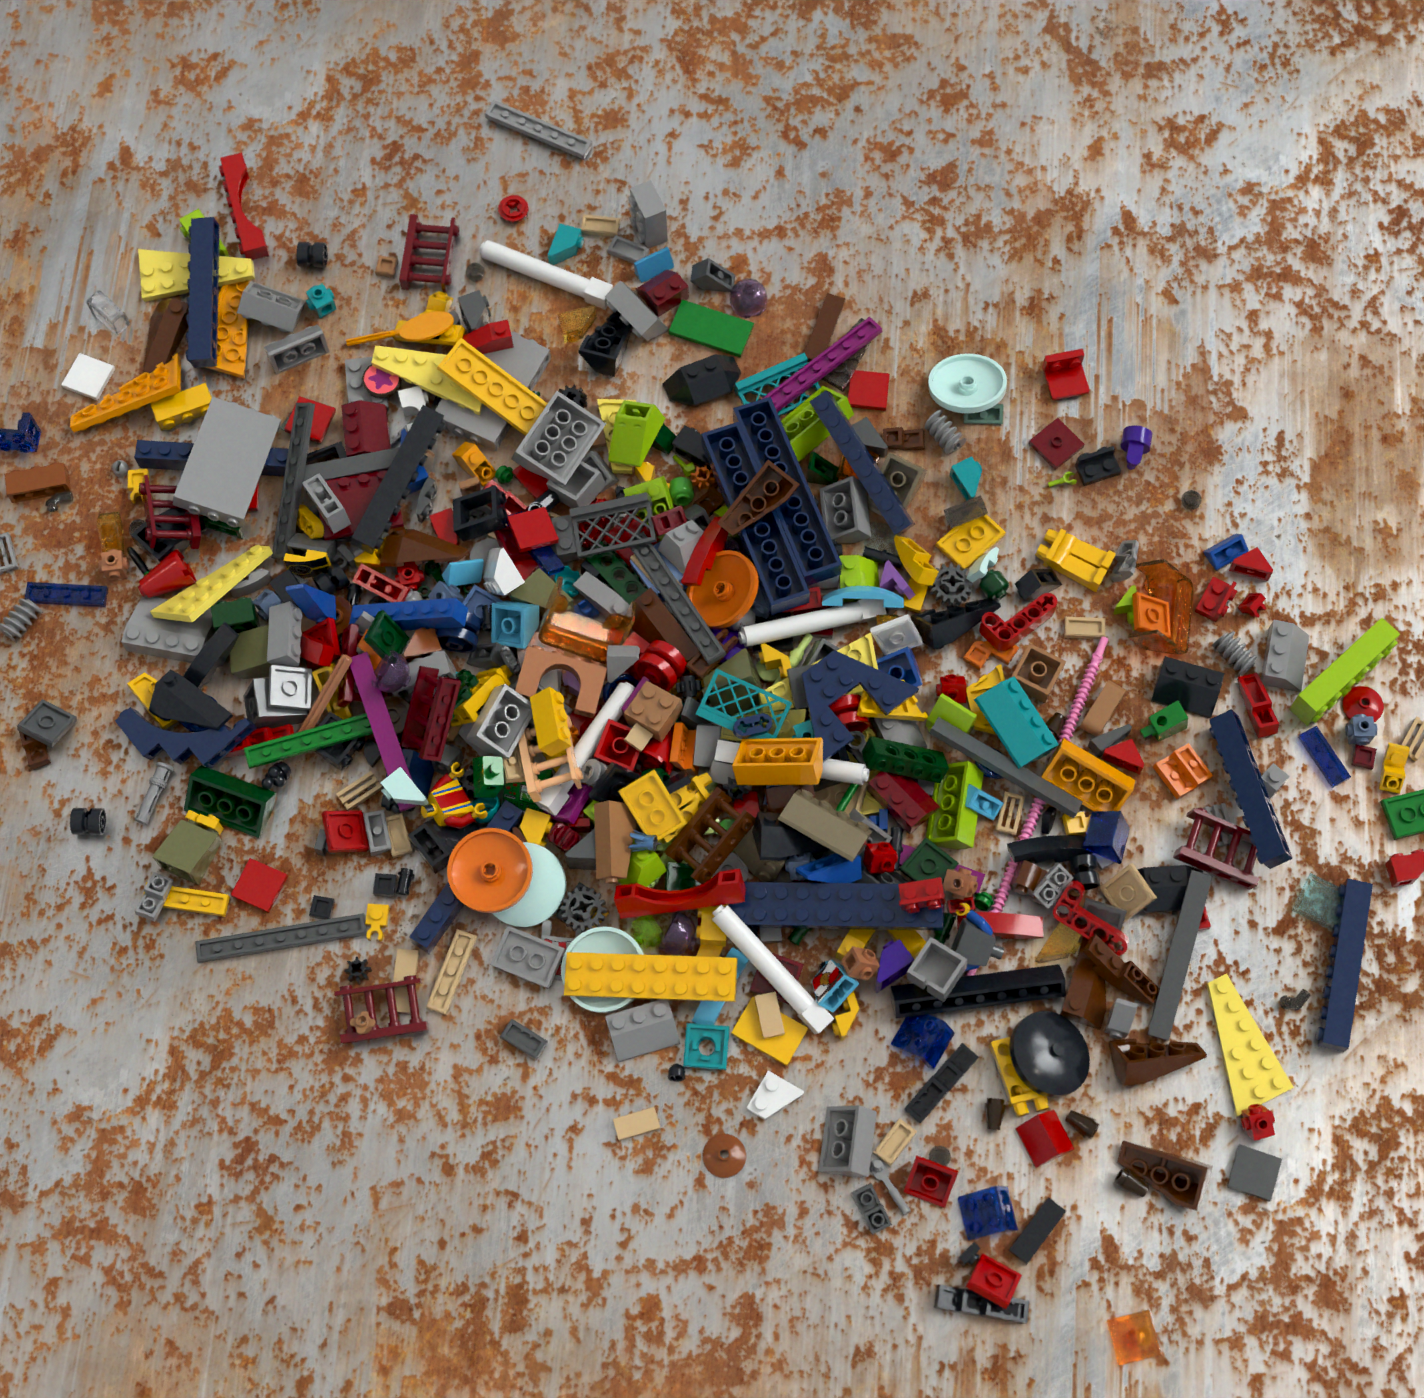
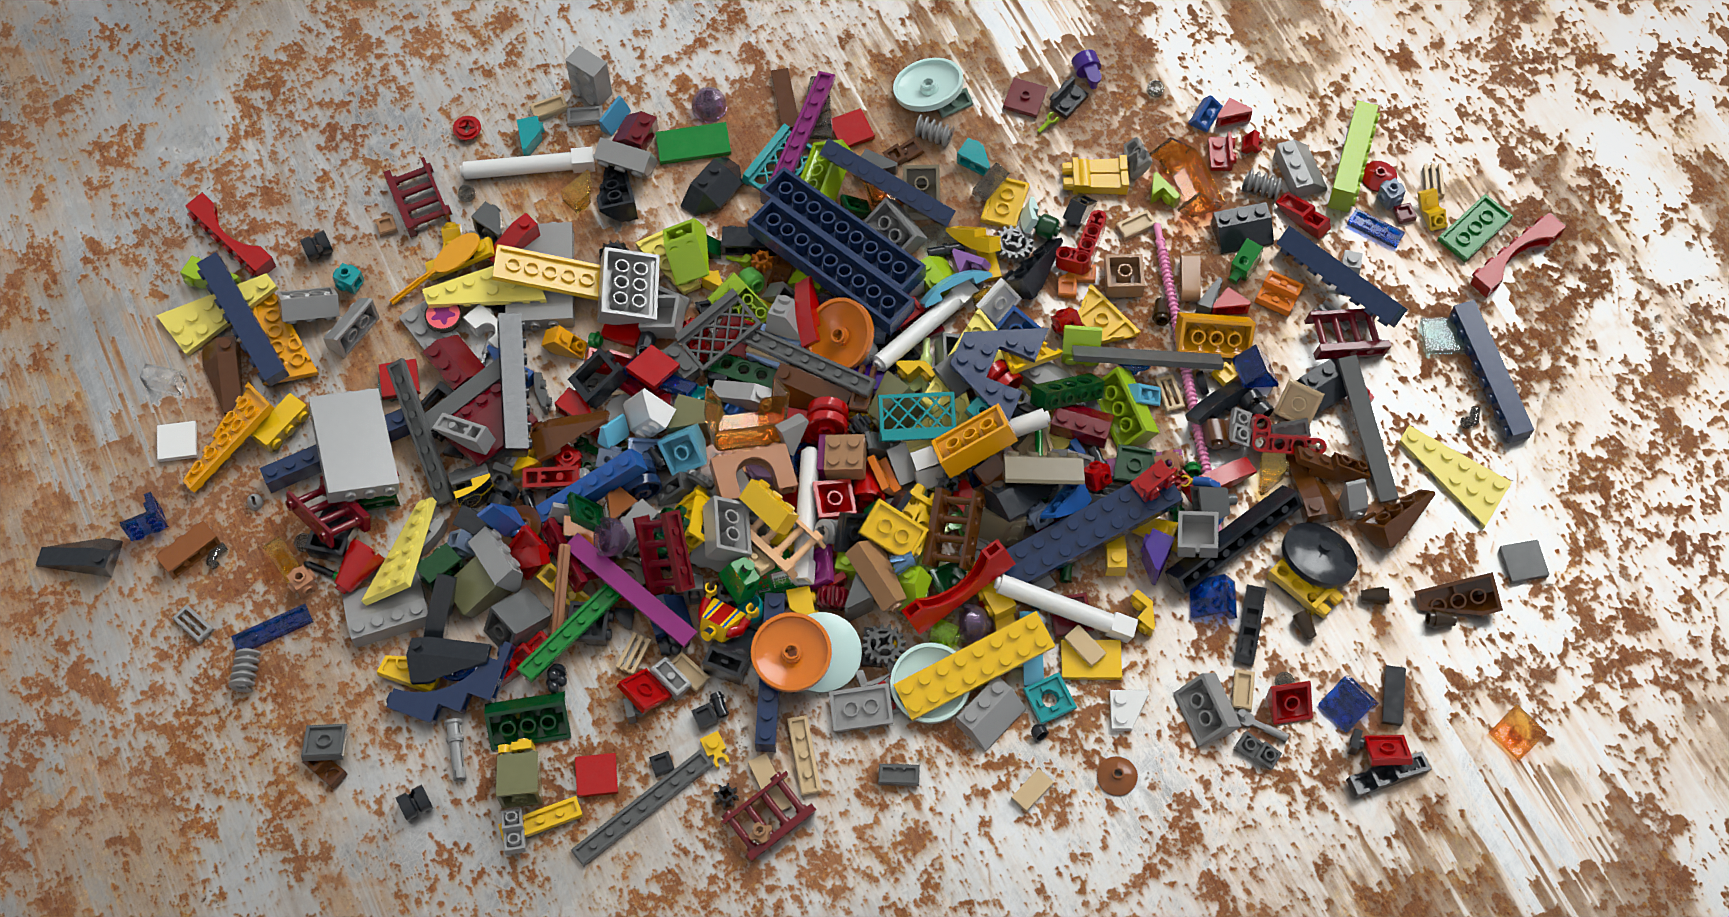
camera: 30 degrees left, 5 degrees down
(134, 478) = (278, 506): yellow plate -> none
(290, 687) = (525, 598): plate -> none
(309, 522) = (457, 455): yellow beam -> none
(402, 789) = (678, 626): light aqua slope -> none
(469, 486) = (572, 364): medium nougat tile -> none
(538, 129) = (448, 56): light grey plate -> none
(638, 737) = (846, 483): tan tile -> none
(668, 520) = (761, 303): dark red slope -> none
(712, 276) = (669, 102): dark grey slope -> none
(753, 730) = (931, 423): dark blue beam -> none
(762, 495) = (830, 243): reddish brown wedge -> none
(832, 985) = (1120, 593): torso -> none
(860, 963) = (1134, 563): nougat brick -> none
(1016, 722) = (1134, 318): teal slope -> none
(1044, 1138) = (1353, 623): red slope -> none
(1065, 374) = (999, 42): red bracket -> none
(1151, 614) = (1180, 186): orange tile -> none
(1258, 1122) = (1504, 520): red brick -> none

